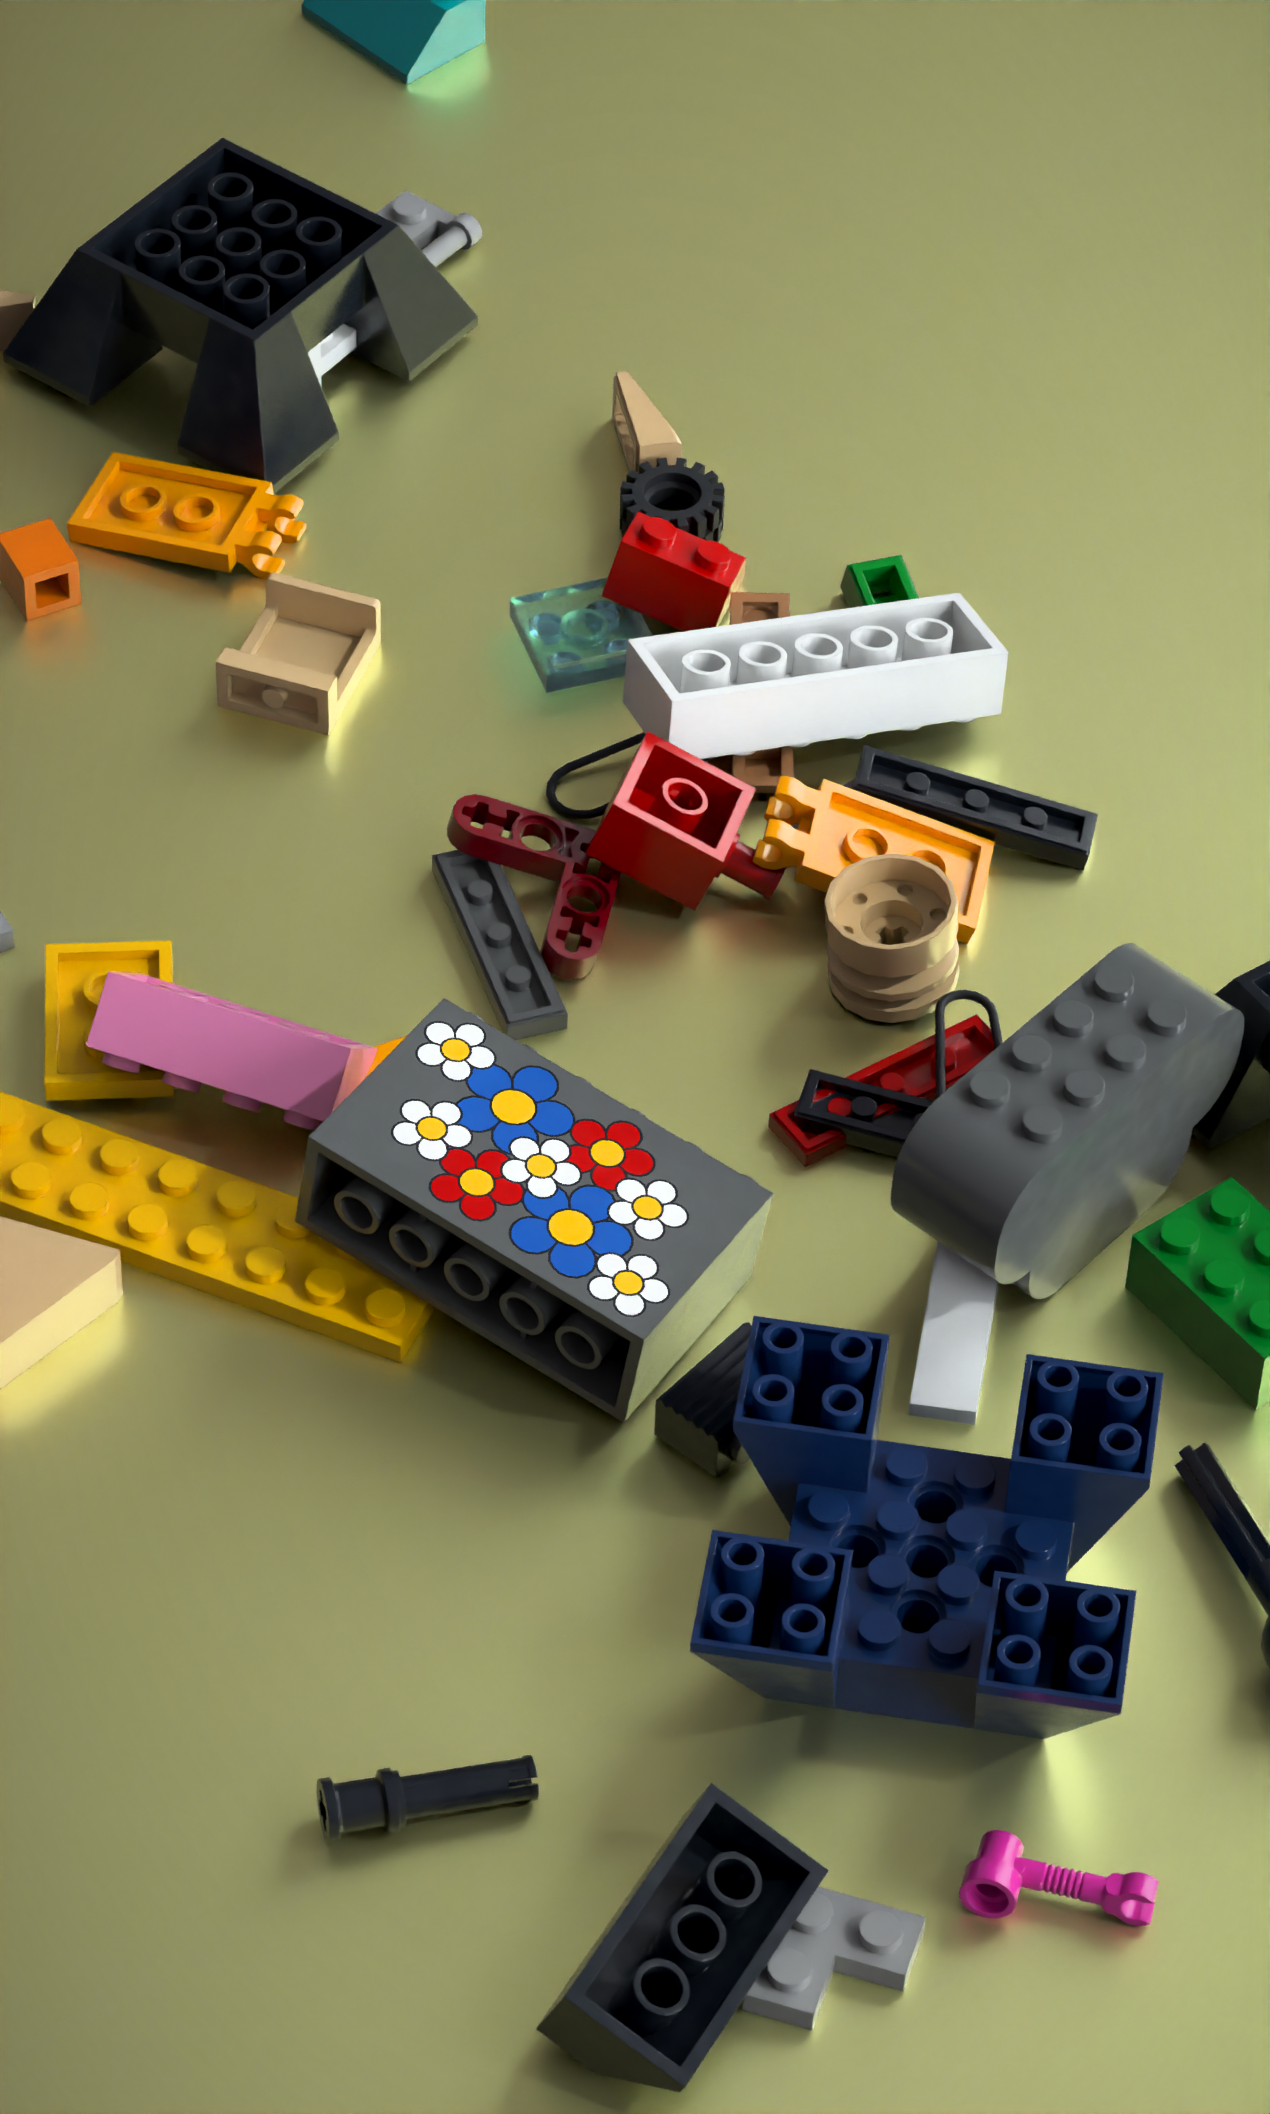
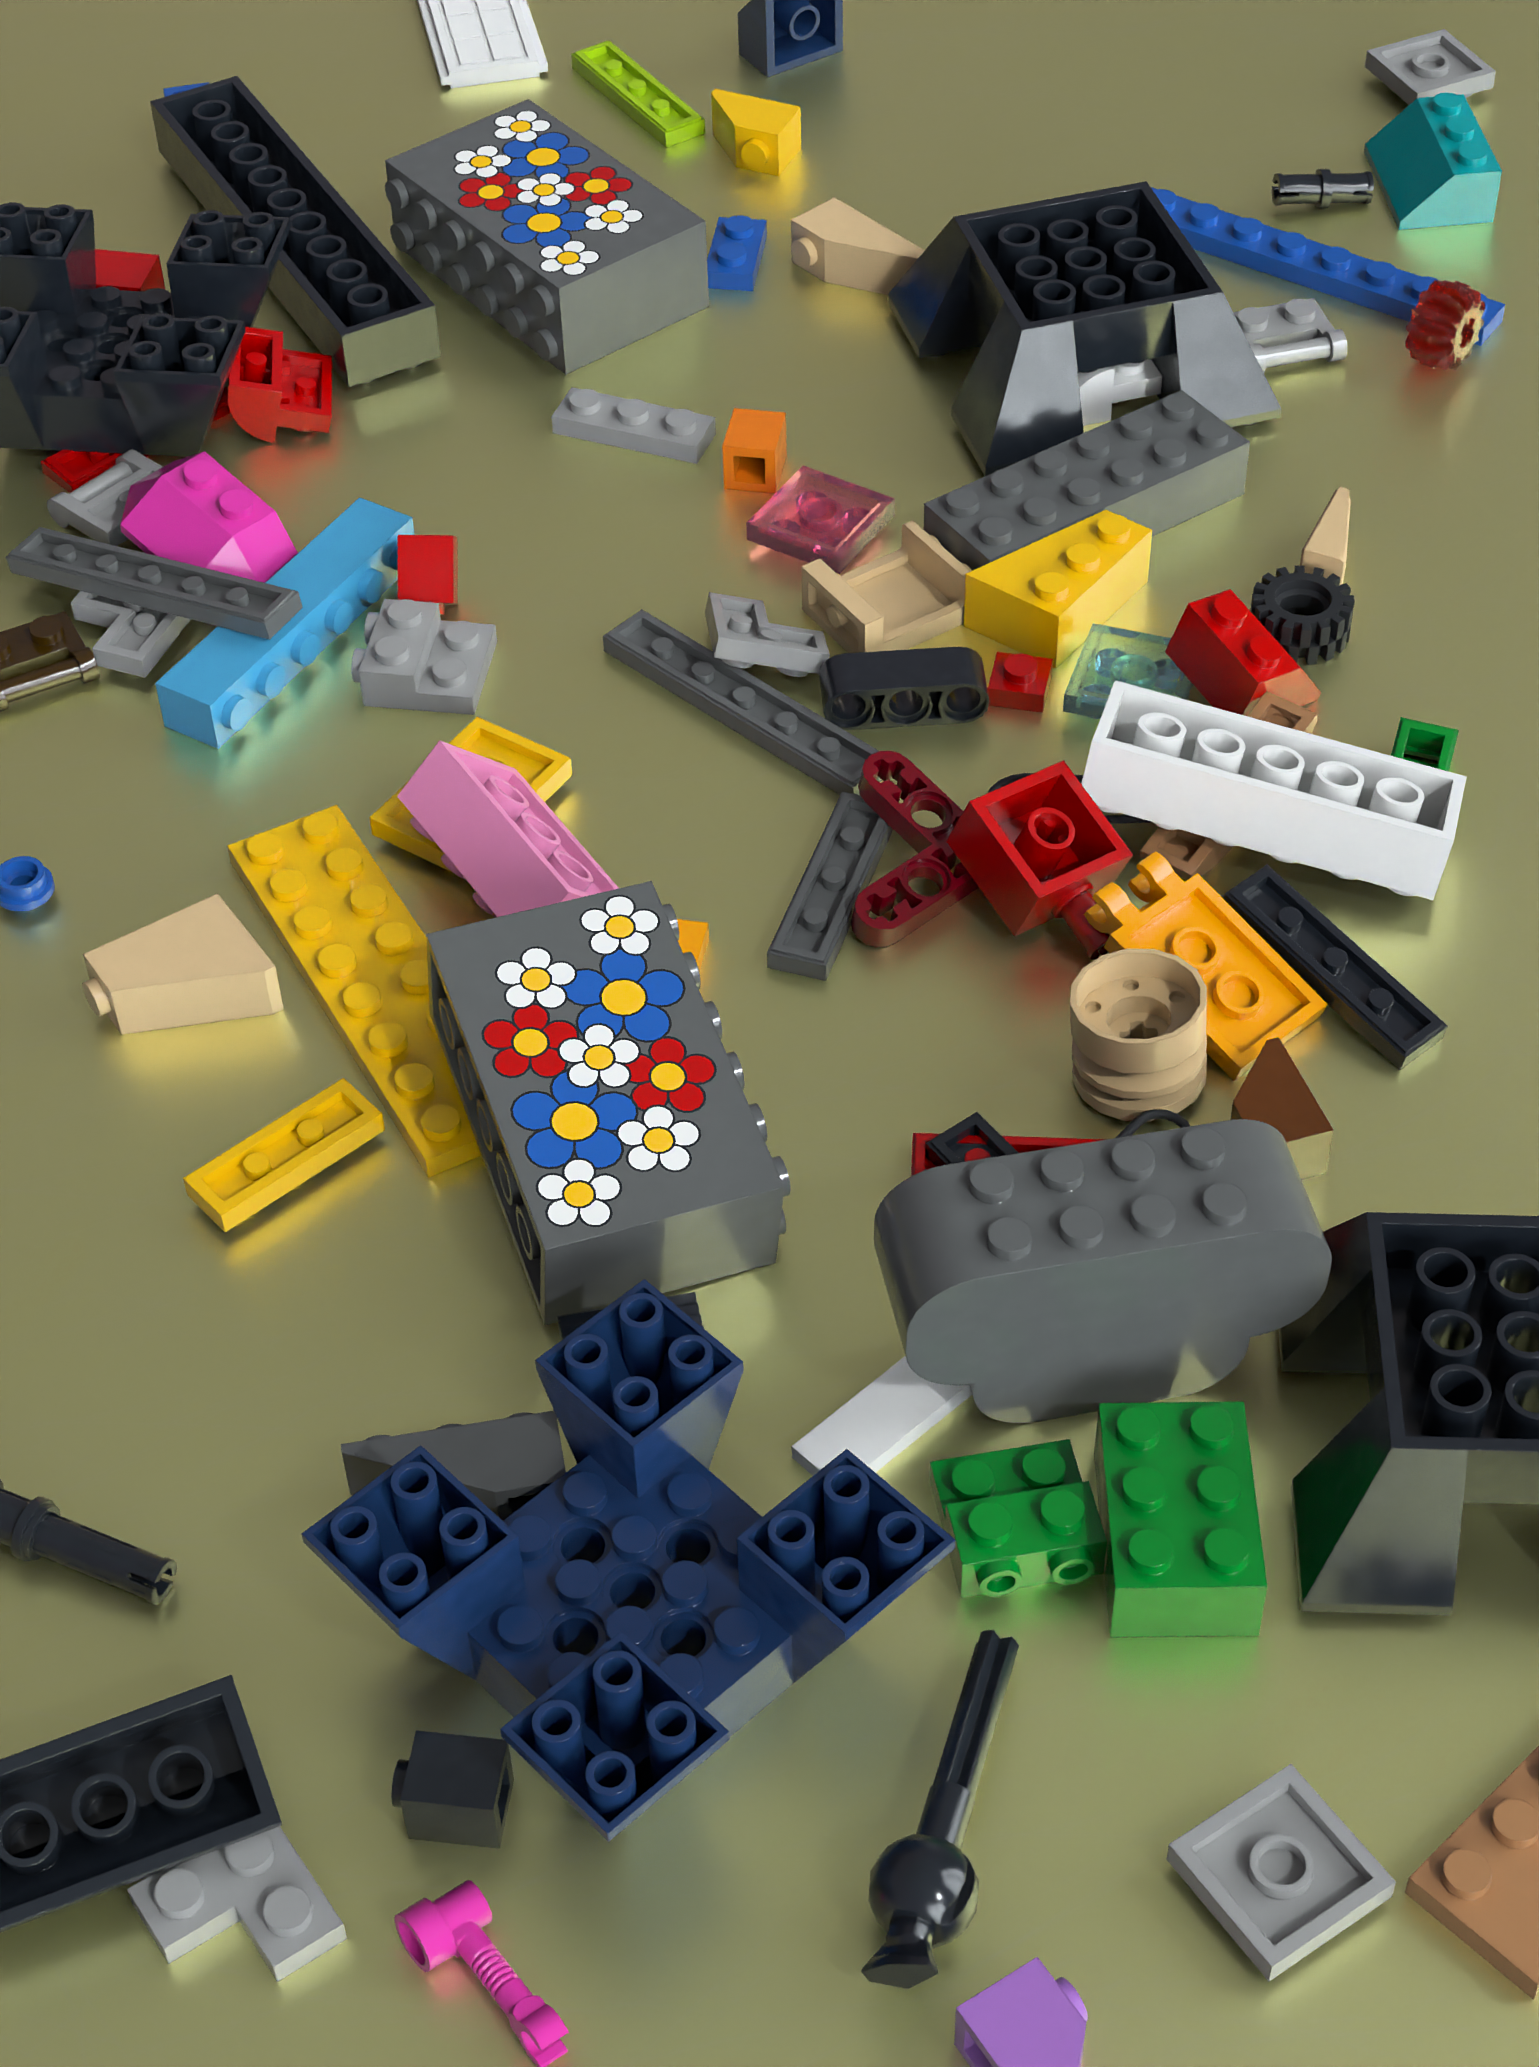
camera: 40 degrees right, 0 degrees up
(164, 609) = (820, 519): none -> clear pink plate
(186, 515) = (900, 453): light orange tile -> none
(221, 754) = (745, 638): none -> light grey plate
(259, 817) = (740, 701): none -> dark grey tile
(274, 1406) = (284, 1154): none -> yellow plate
(310, 70) = (1322, 188): none -> black pin
(390, 152) = (1306, 261): none -> blue plate
(397, 473) = (1145, 466): none -> dark grey brick
(397, 736) = (904, 688): none -> black beam
(447, 580) = (1059, 586): none -> yellow wedge
(484, 683) = (1020, 681): none -> red plate
(560, 170) = (1445, 324): none -> clear red gear
(671, 1559) = (497, 1459): none -> dark grey slope
(916, 1779) = (454, 1789): none -> black brick
(1039, 949) = (1280, 1097): none -> reddish brown slope
(1128, 1334) = (1018, 1518): none -> green plate

